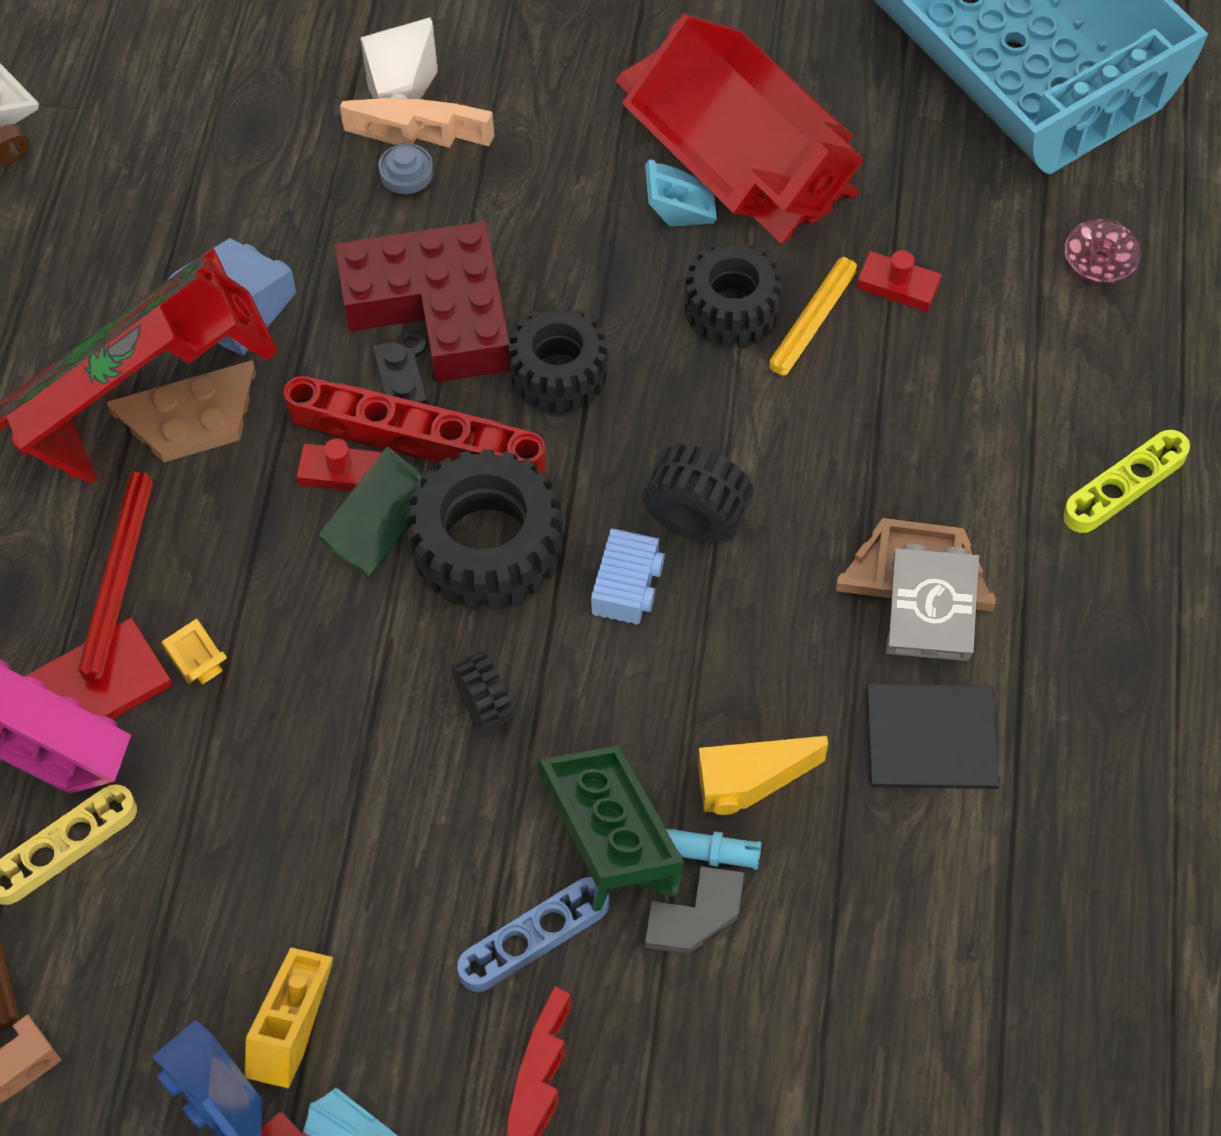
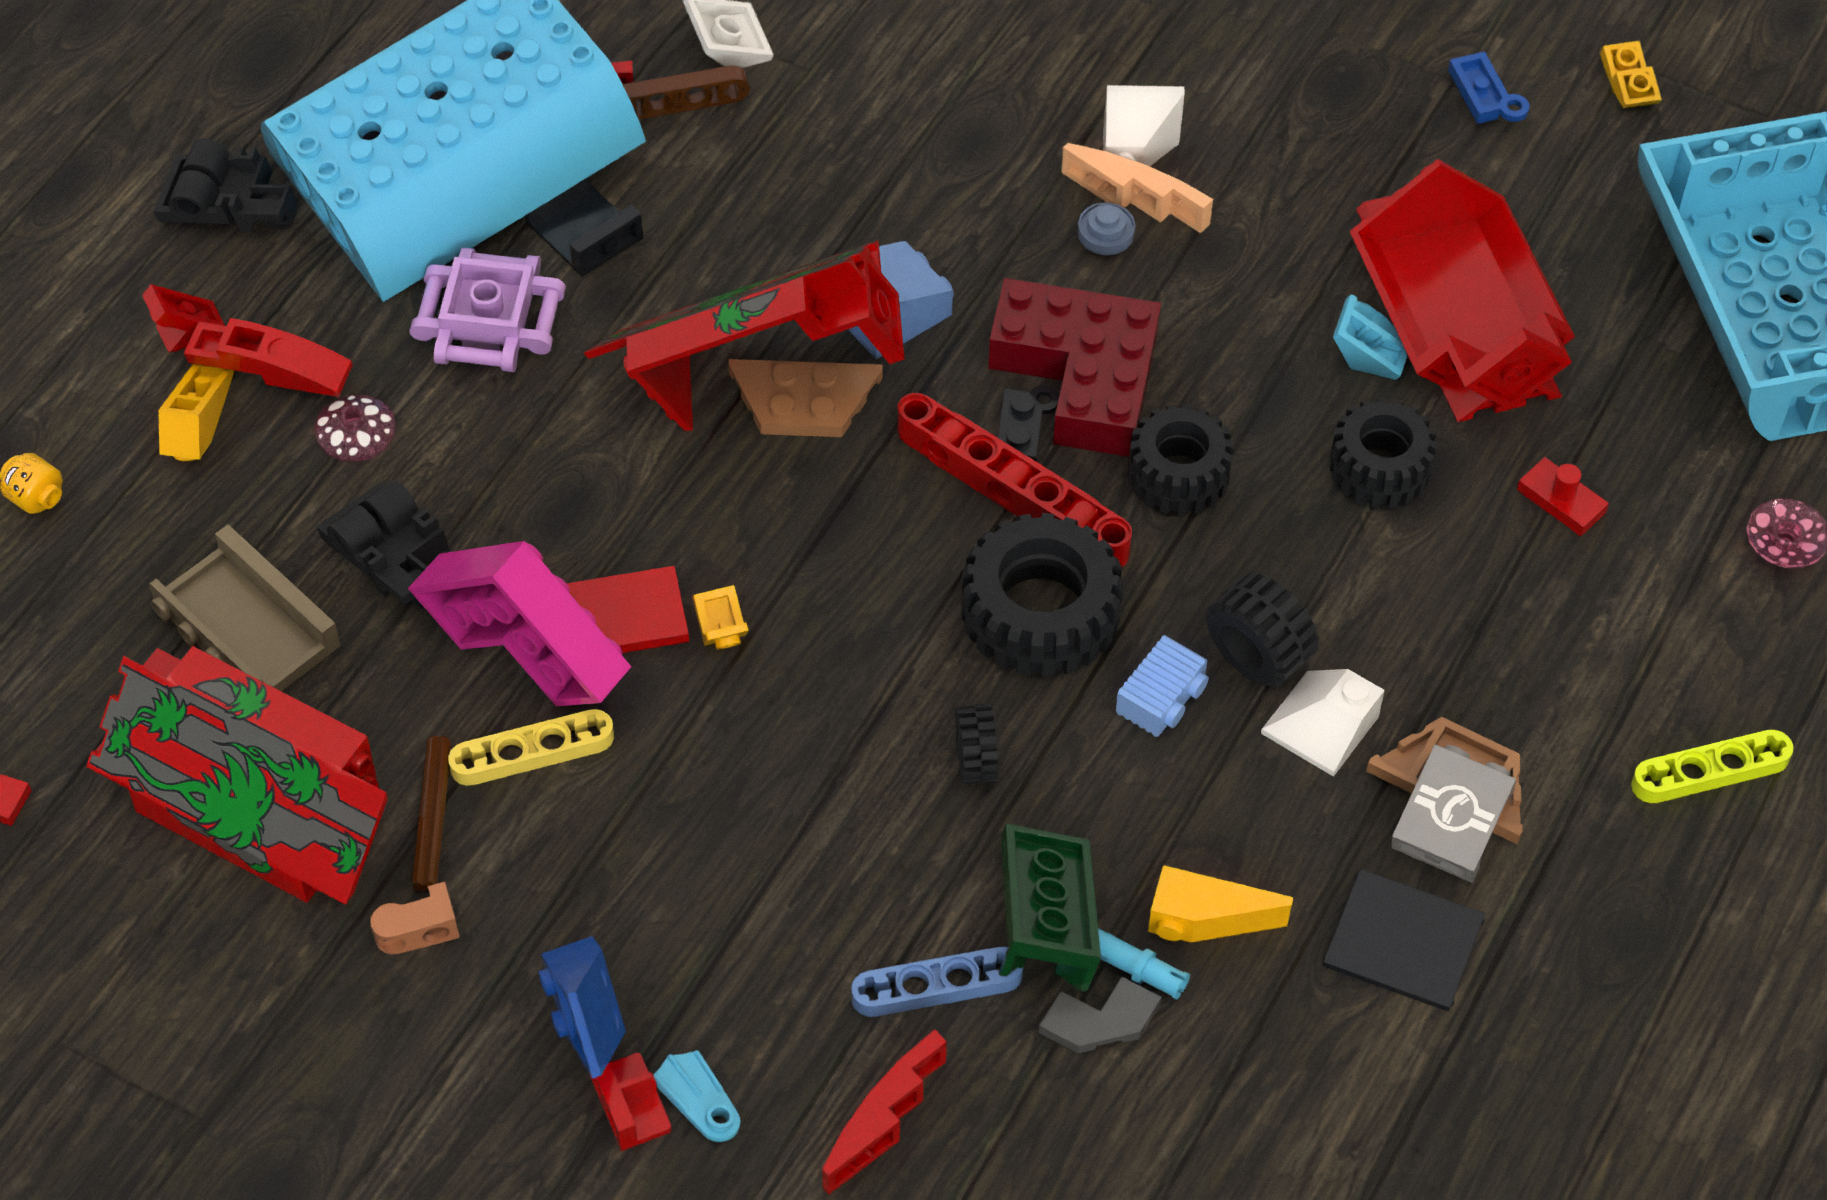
camera: 20 degrees right, 5 degrees down
(115, 577) = (674, 522): red axle -> none
(286, 1018) = (675, 971): yellow slope -> none
(334, 465) = (926, 493): red tile -> none
(373, 513) = (938, 545): clear green piece -> none
(779, 553) = (1326, 717): none -> white slope
(812, 316) = (1458, 501): yellow axle -> none

